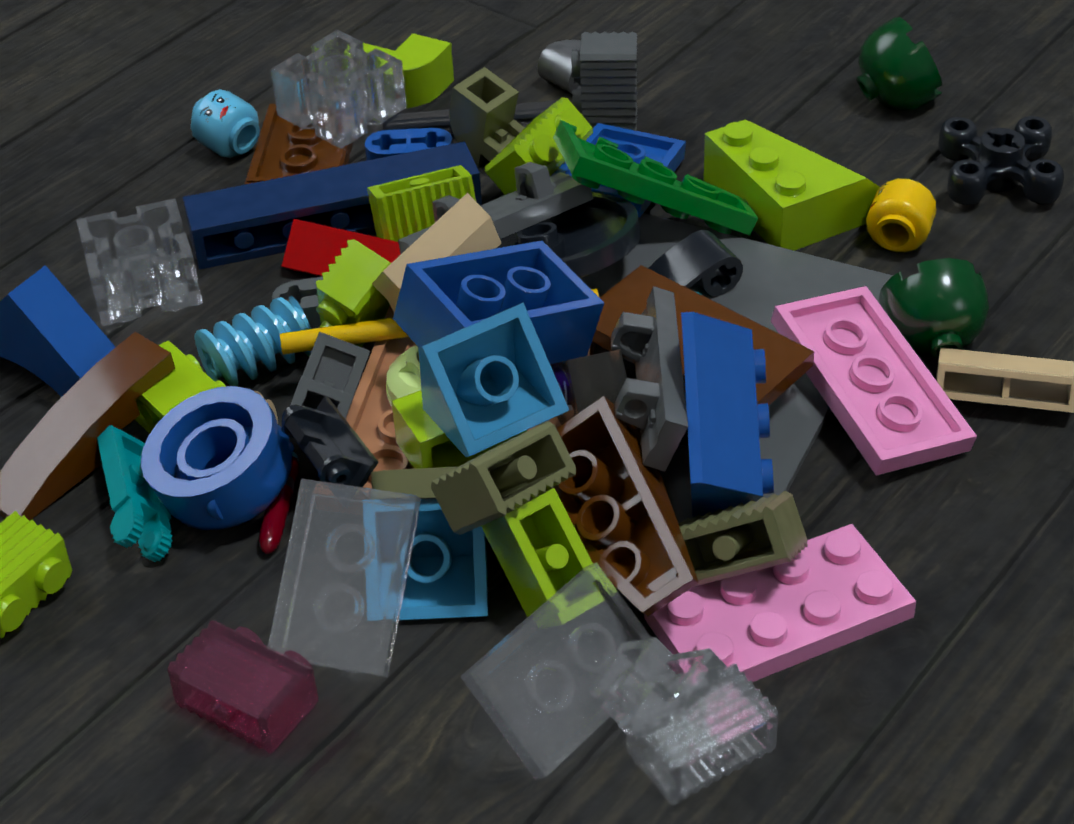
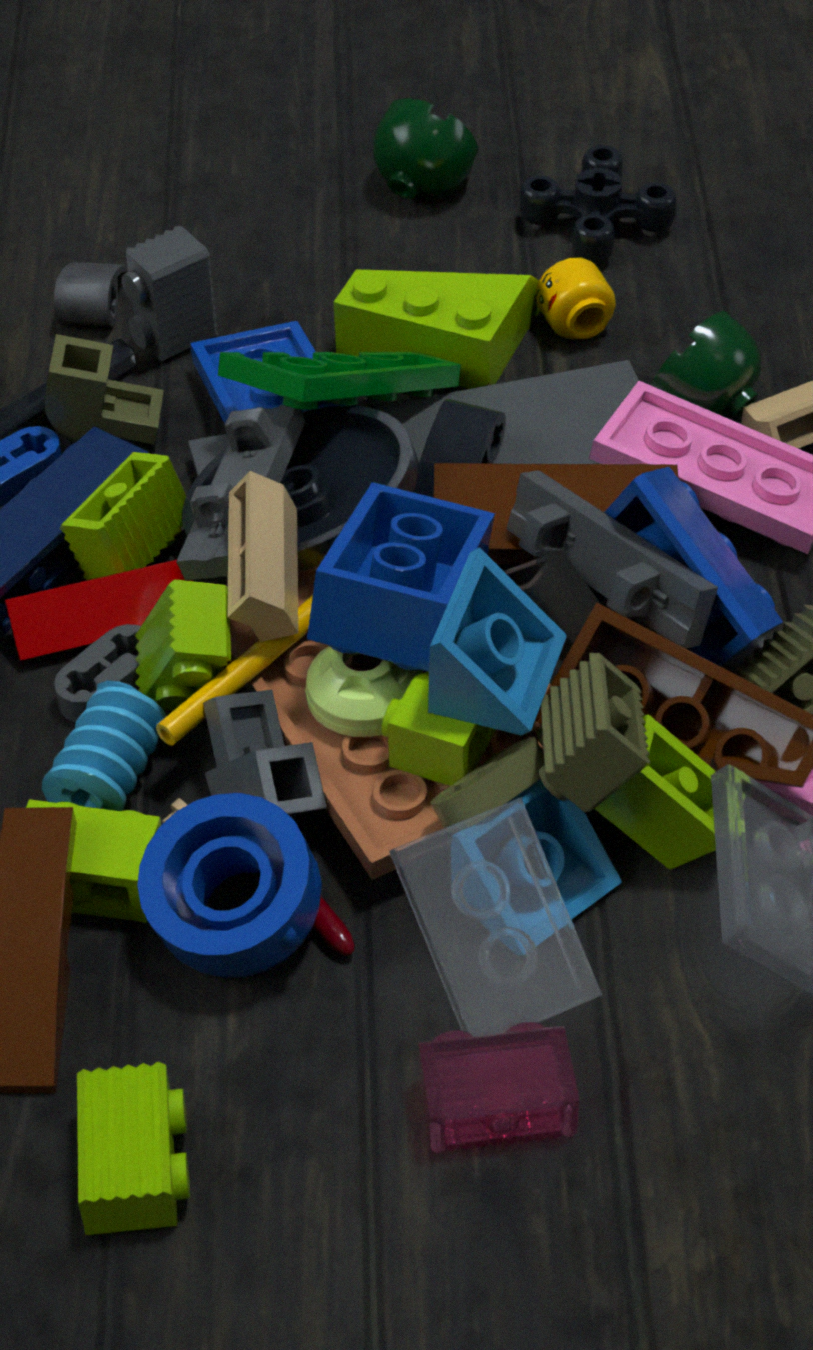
camera: 40 degrees left, 5 degrees up
(136, 506) = (167, 981): teal hinge -> none
(329, 443) = (358, 804): black hinge -> none
(536, 144) = (181, 398): lime brick -> none

